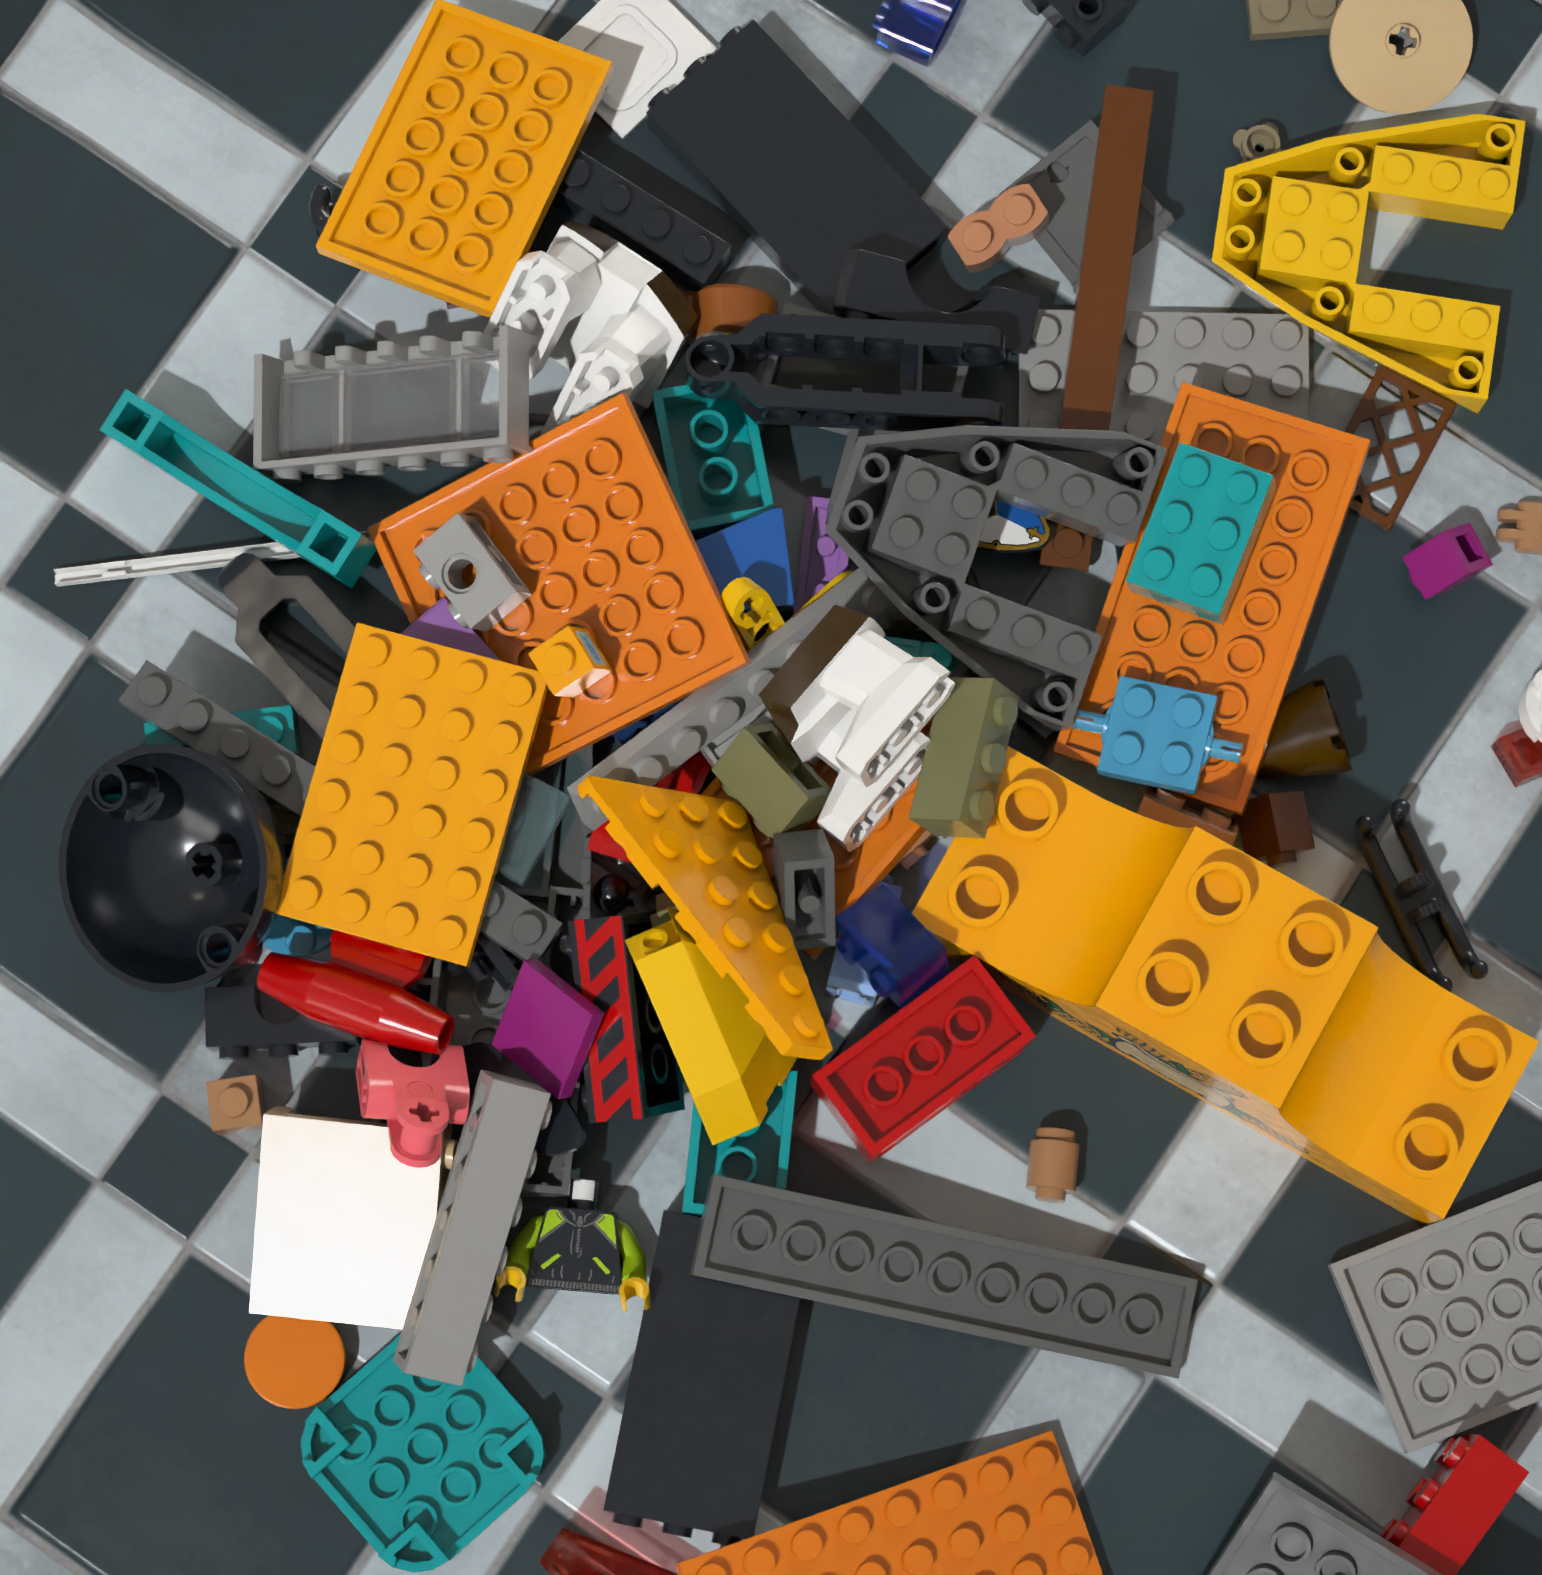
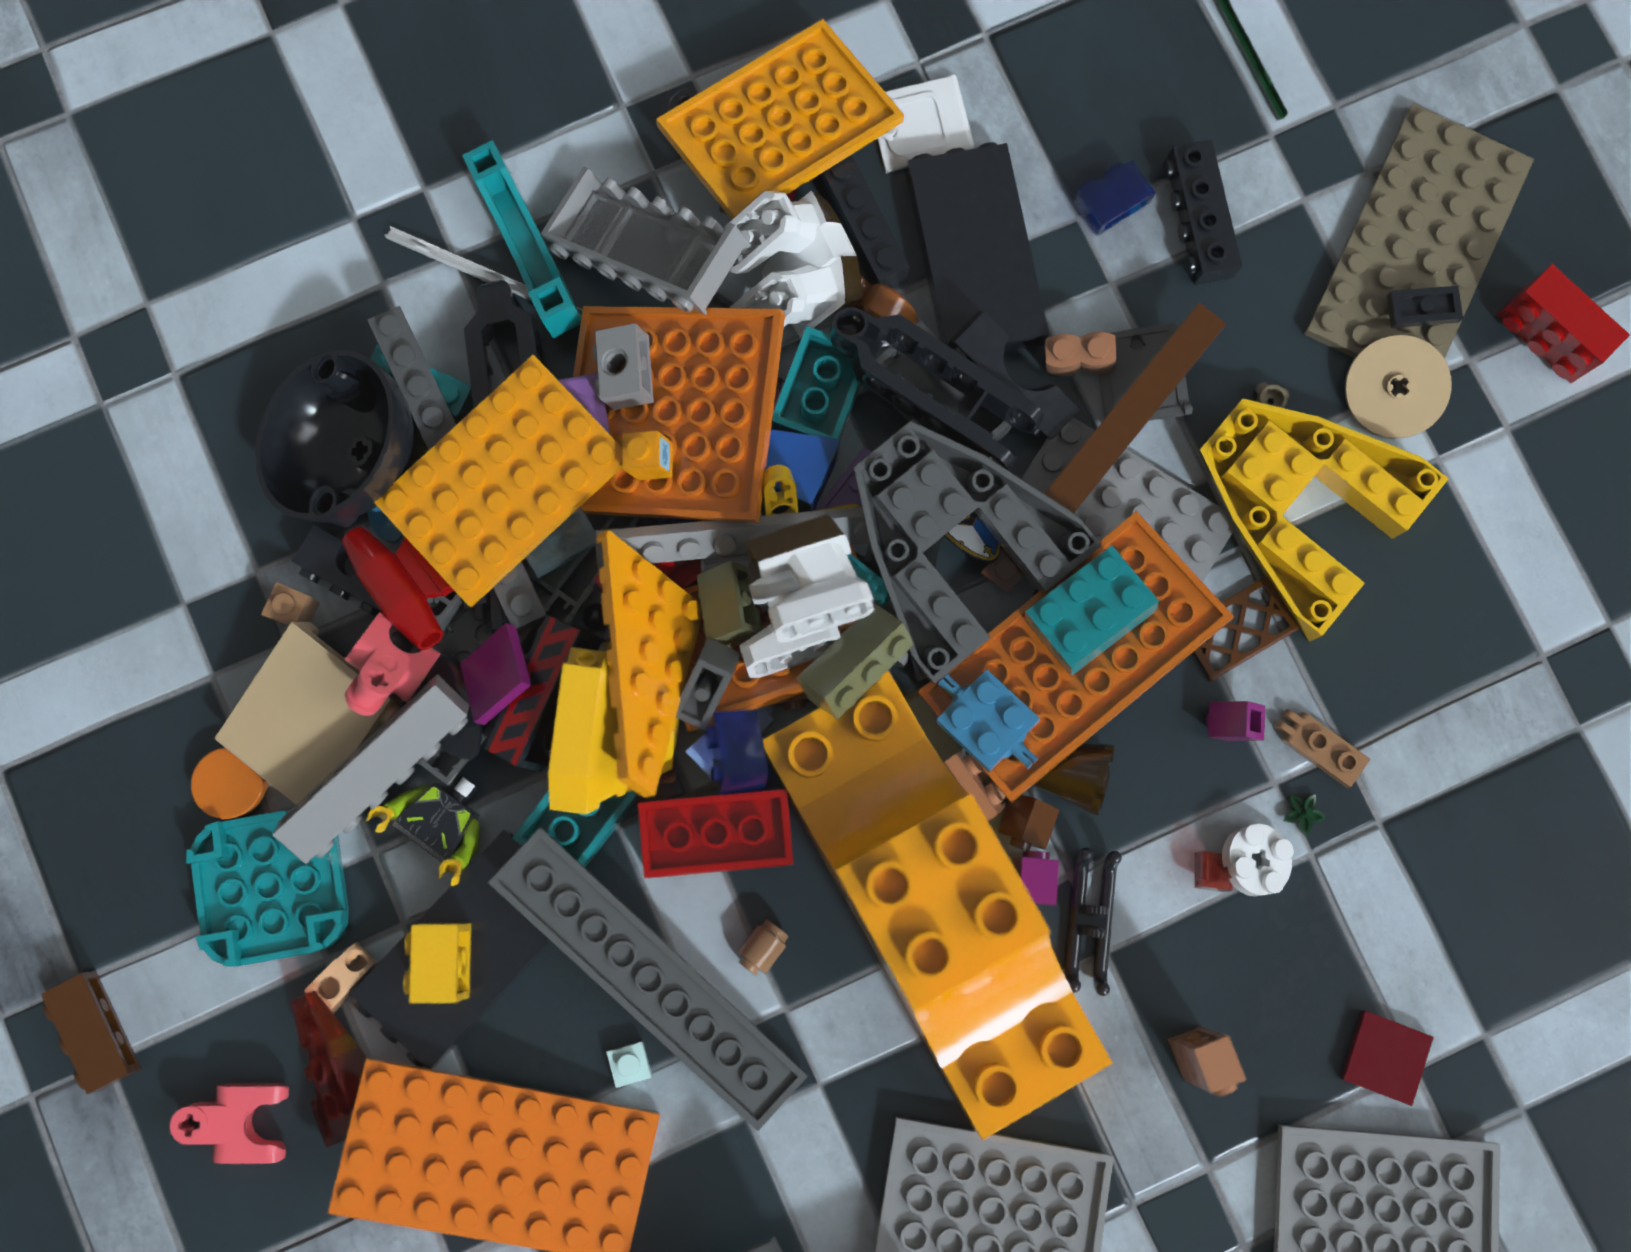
camera: 25 degrees right, 0 degrees up
(579, 1495) = (343, 976): none -> light nougat leg
(691, 1400) = (438, 962): none -> yellow brick
(979, 1395) = (629, 1064): none -> light aqua plate
(1329, 877) = (1038, 875): none -> magenta brick

